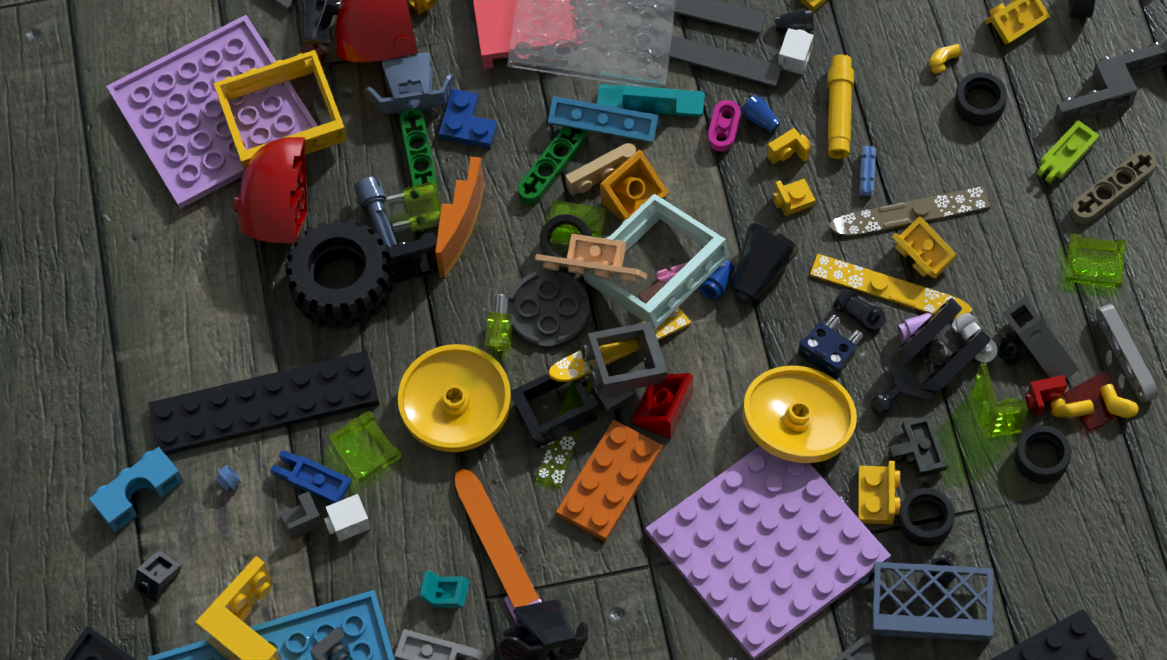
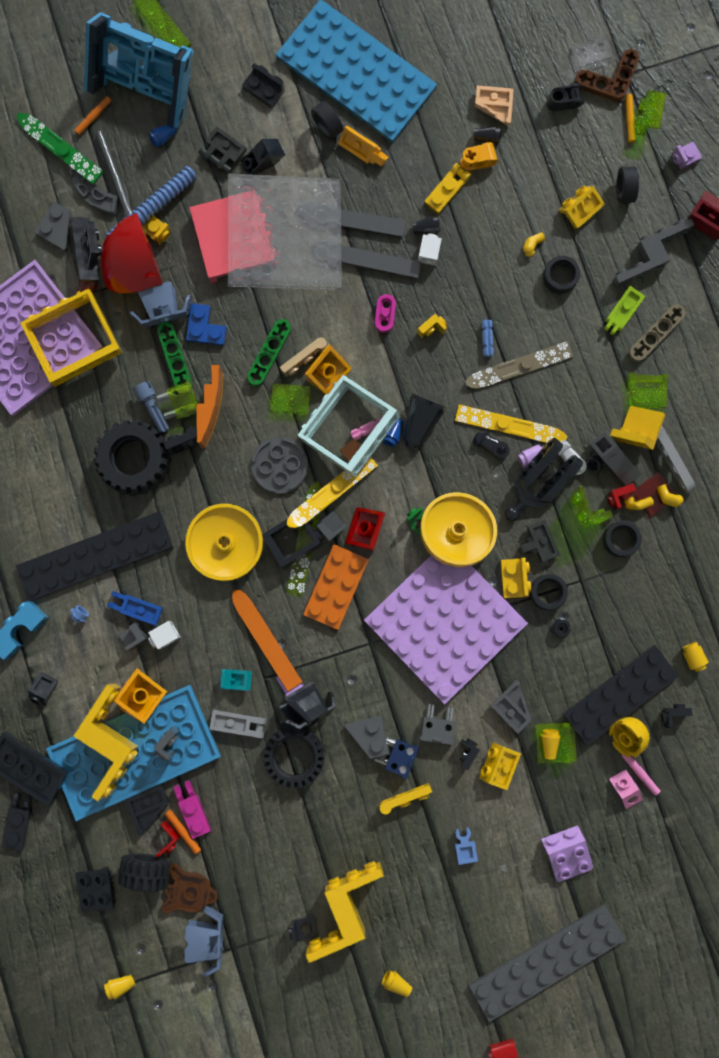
camera: 10 degrees left, 20 degrees up
(274, 192) = (77, 406): red brick -> none
(297, 593) = (139, 696): none -> light orange slope
(357, 452) = (163, 585): clear neon green plate -> none
(499, 326) = (248, 488): clear neon green piece -> none
(553, 223) = (282, 429): black tyre -> none
(594, 255) = (307, 430): light nougat bracket -> none
(603, 119) = (300, 319): dark azure fence -> none
(650, 352) = (353, 497): dark grey window -> none
(652, 100) = (327, 299): teal bracket -> none
(734, 394) = (413, 516): none -> green bracket
(760, 113) = (410, 302): blue cone -> none
(793, 196) = (438, 363): yellow bracket -> none
(828, 348) = (472, 479): dark blue piece -> none
(840, 84) = (463, 273): yellow piece -> none
(926, 248) = (532, 395): yellow bracket -> none
(938, 626) = (558, 669): sand blue fence -> none
(1078, 305) = (640, 428): none -> yellow bracket
(1143, 630) = (695, 657): none -> yellow brick

